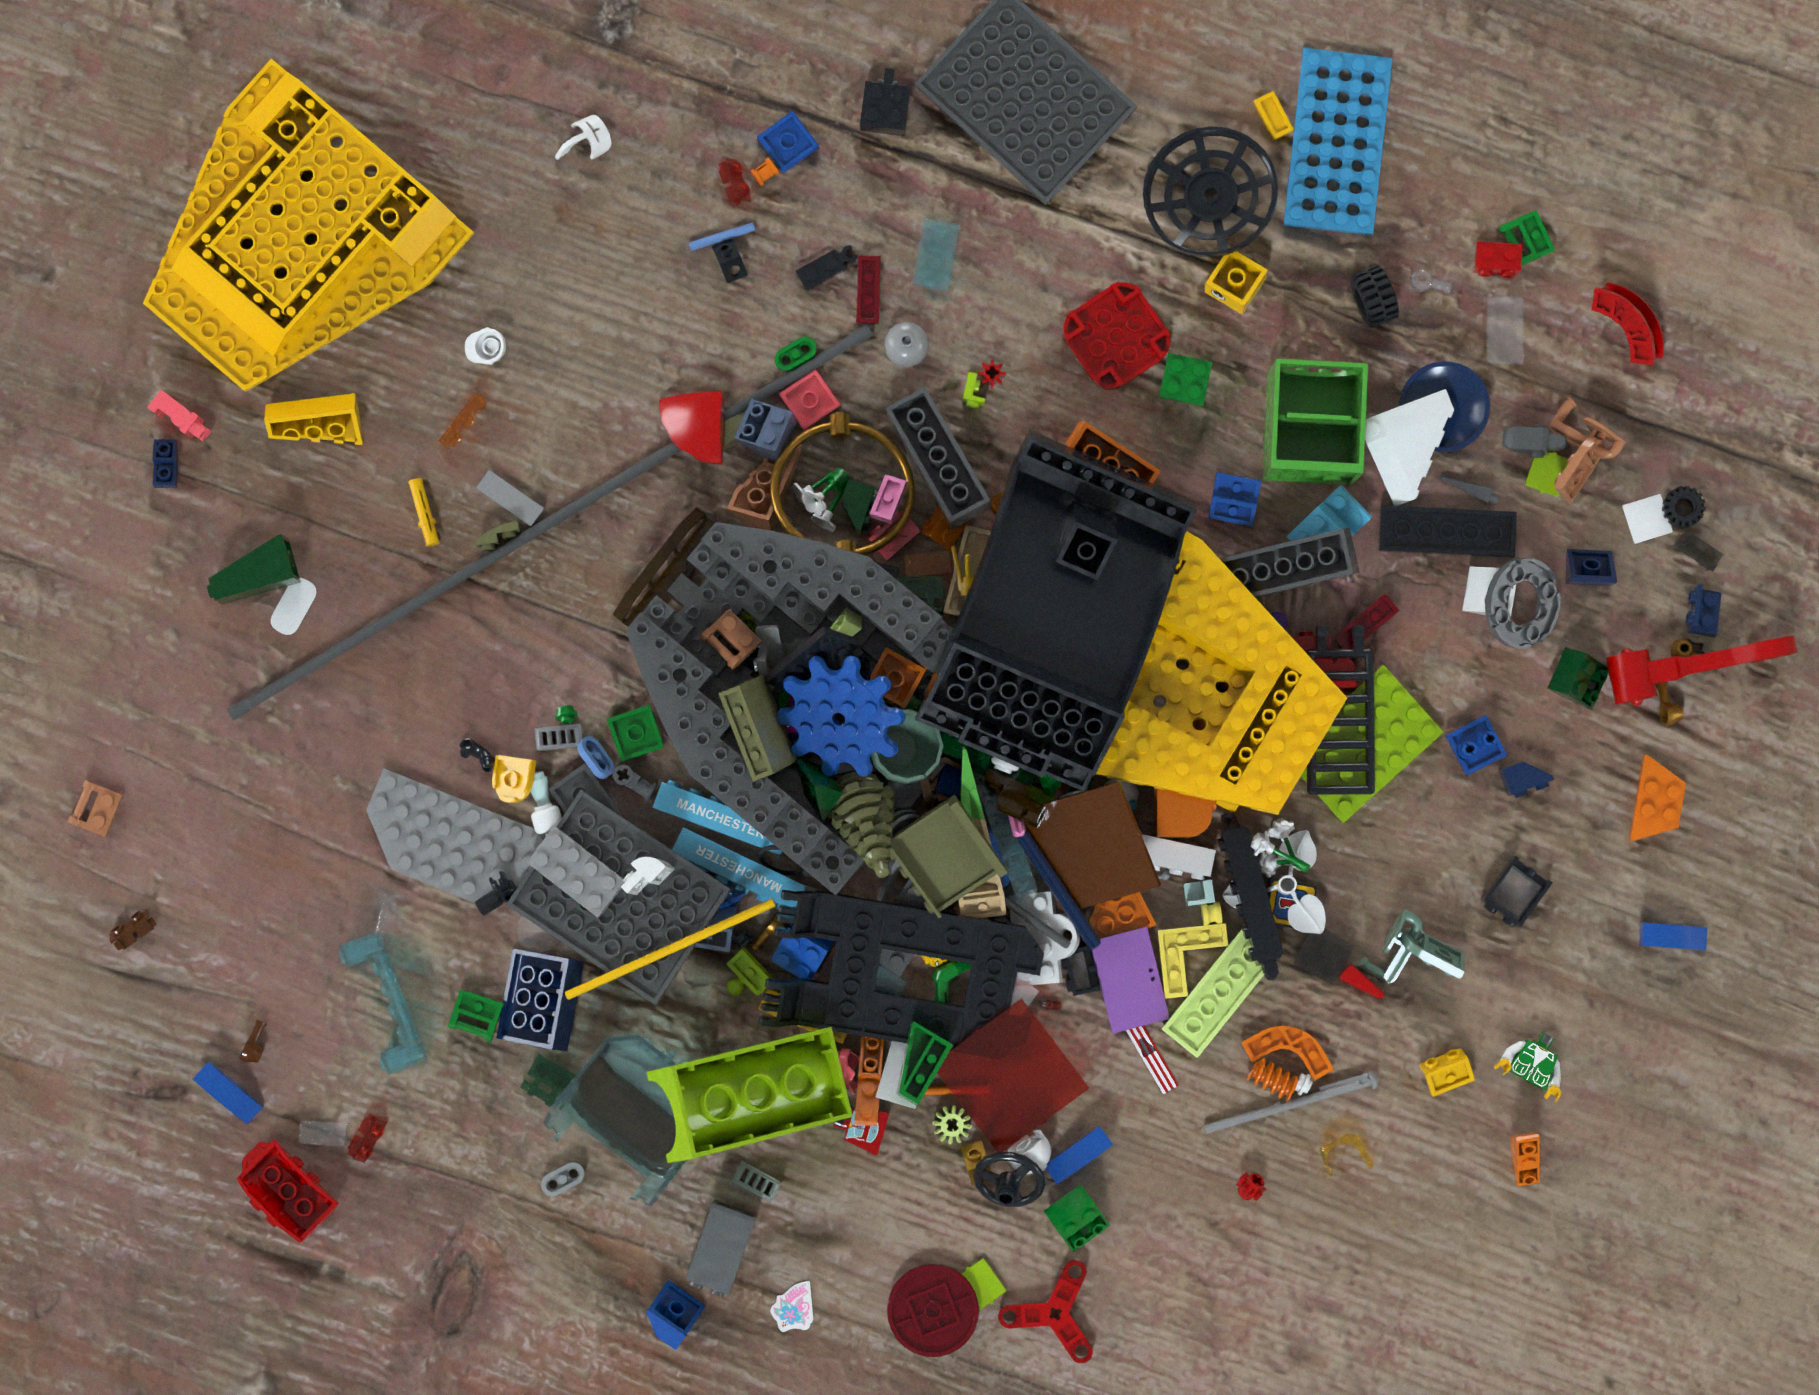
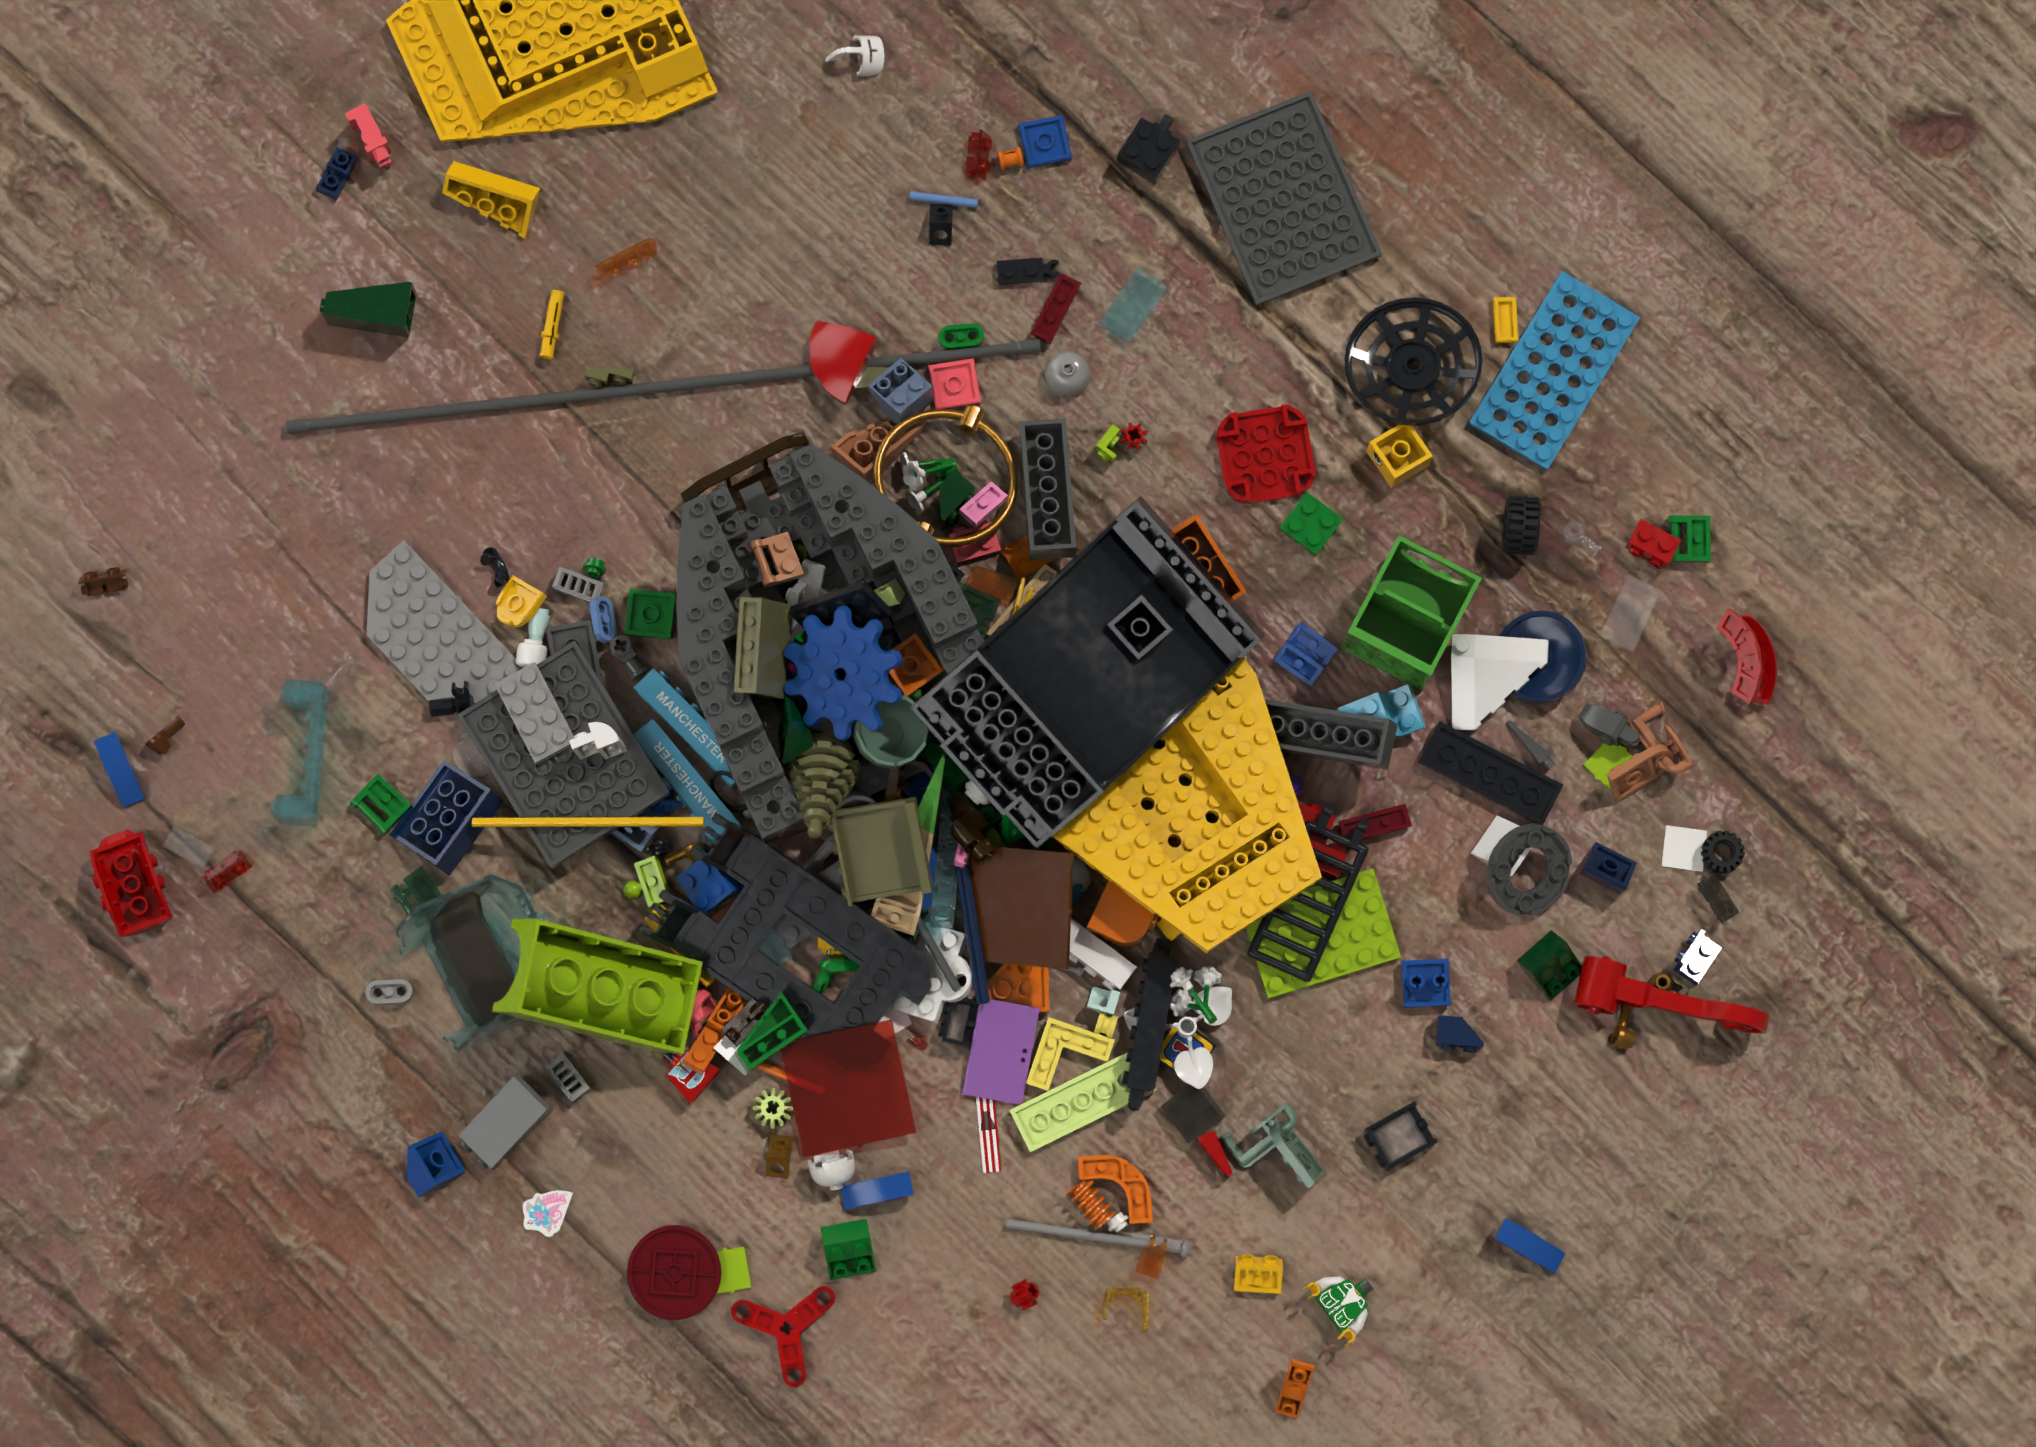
camera: 20 degrees right, 5 degrees down
(102, 812) = (128, 462): nougat plate -> none
(293, 607) = (391, 356): white sticker -> none
(485, 346) = (679, 200): white hat -> none
(510, 498) = (636, 348): light grey tile -> none
(891, 1061) = (743, 1022): none -> dark brown hinge
(1008, 1182) = (799, 1184): black piece -> none
(1349, 1103) = (1152, 1259): none -> clear orange plate
(1657, 800) = (1572, 1113): orange wing -> none

